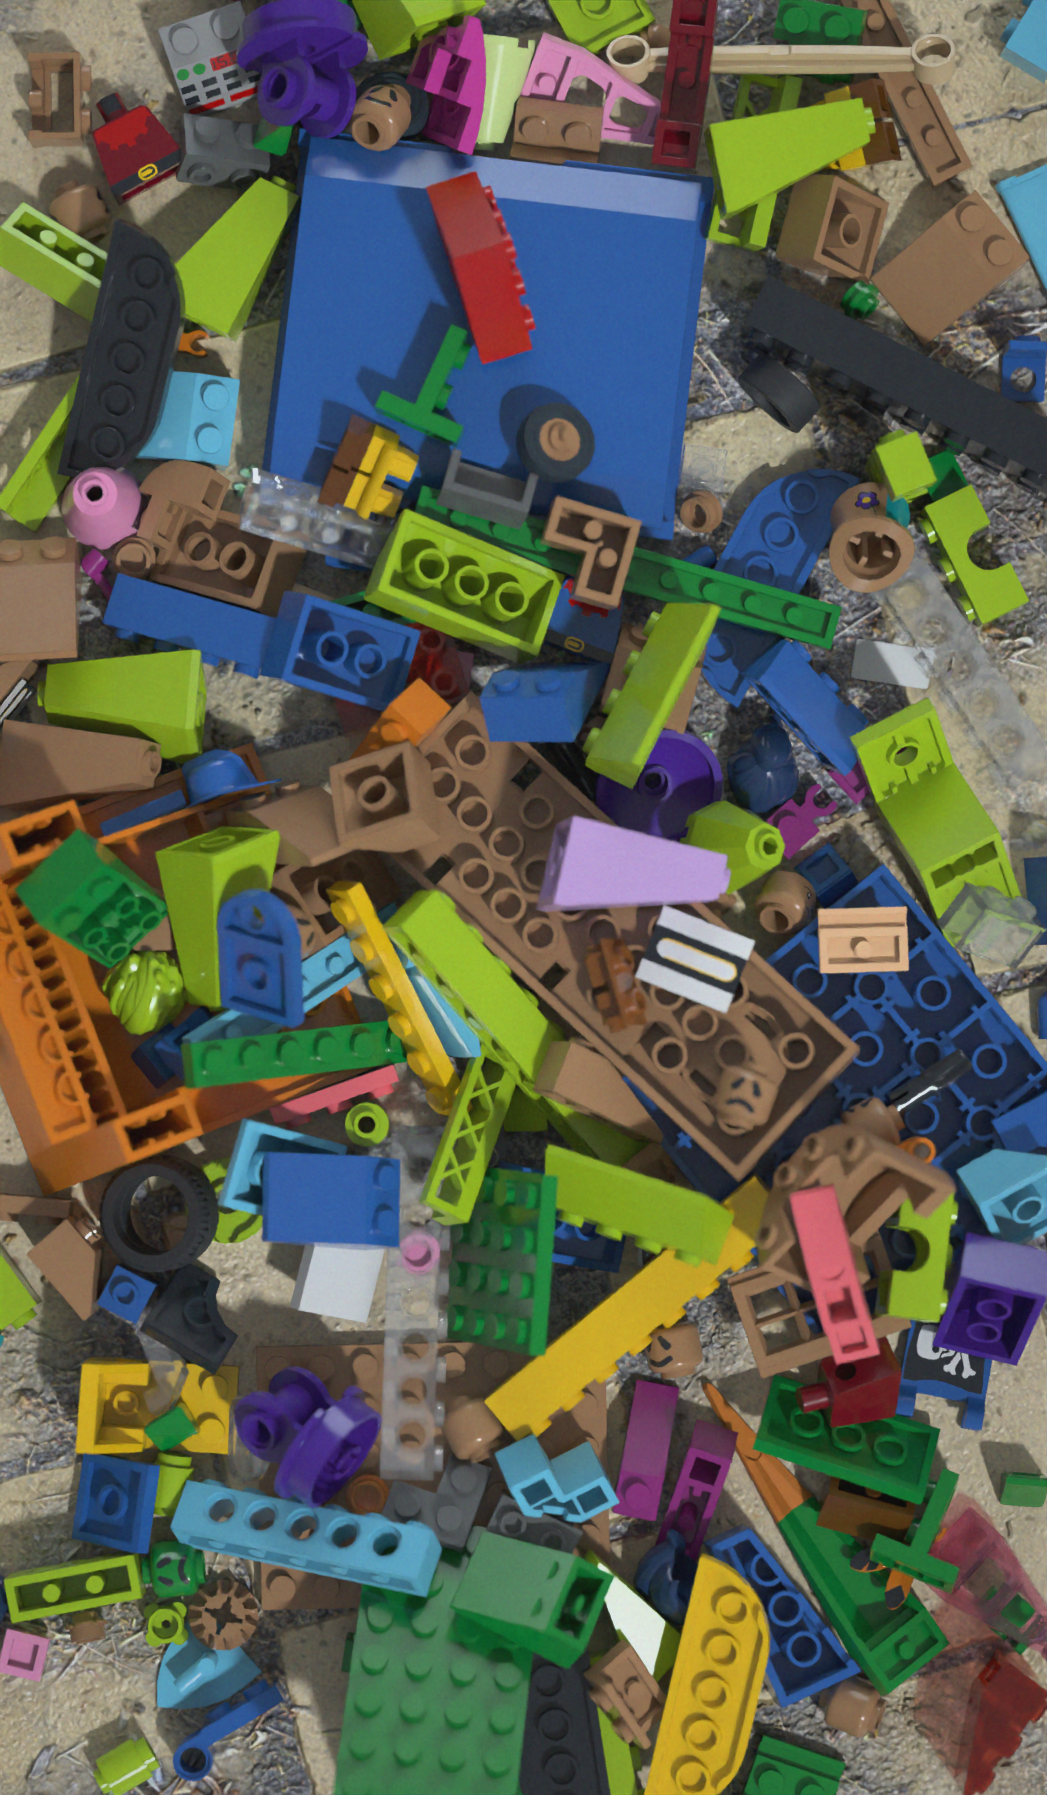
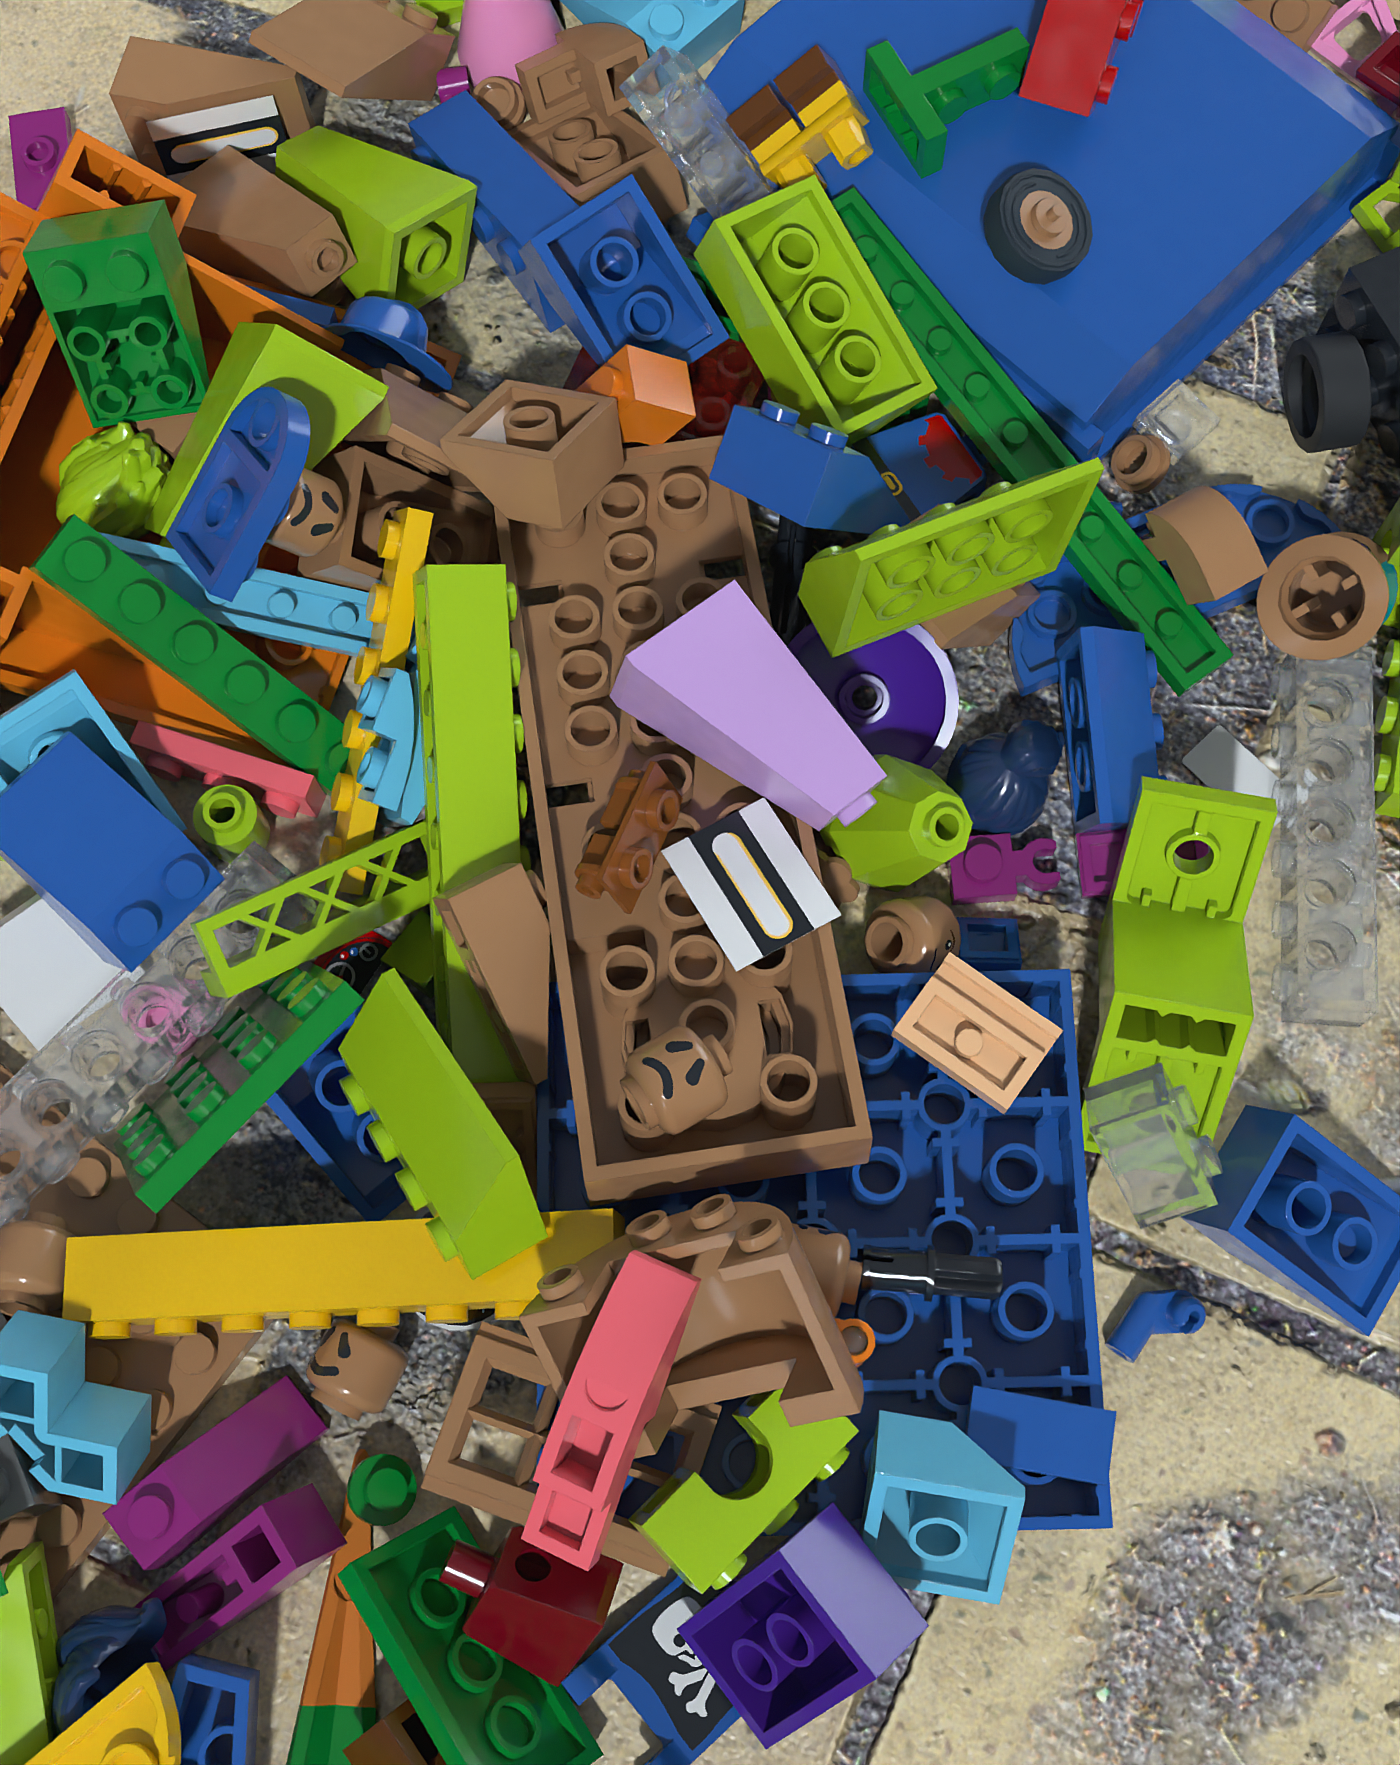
camera: 45 degrees right, 15 degrees down
(426, 1010) = (389, 714): none -> medium azure slope
(485, 493) = (911, 230): dark grey panel -> none
(603, 543) = (1004, 364): medium nougat brick -> none
(733, 1395) = (381, 1490): none -> green plate
(782, 564) = (1204, 544): none -> medium nougat brick

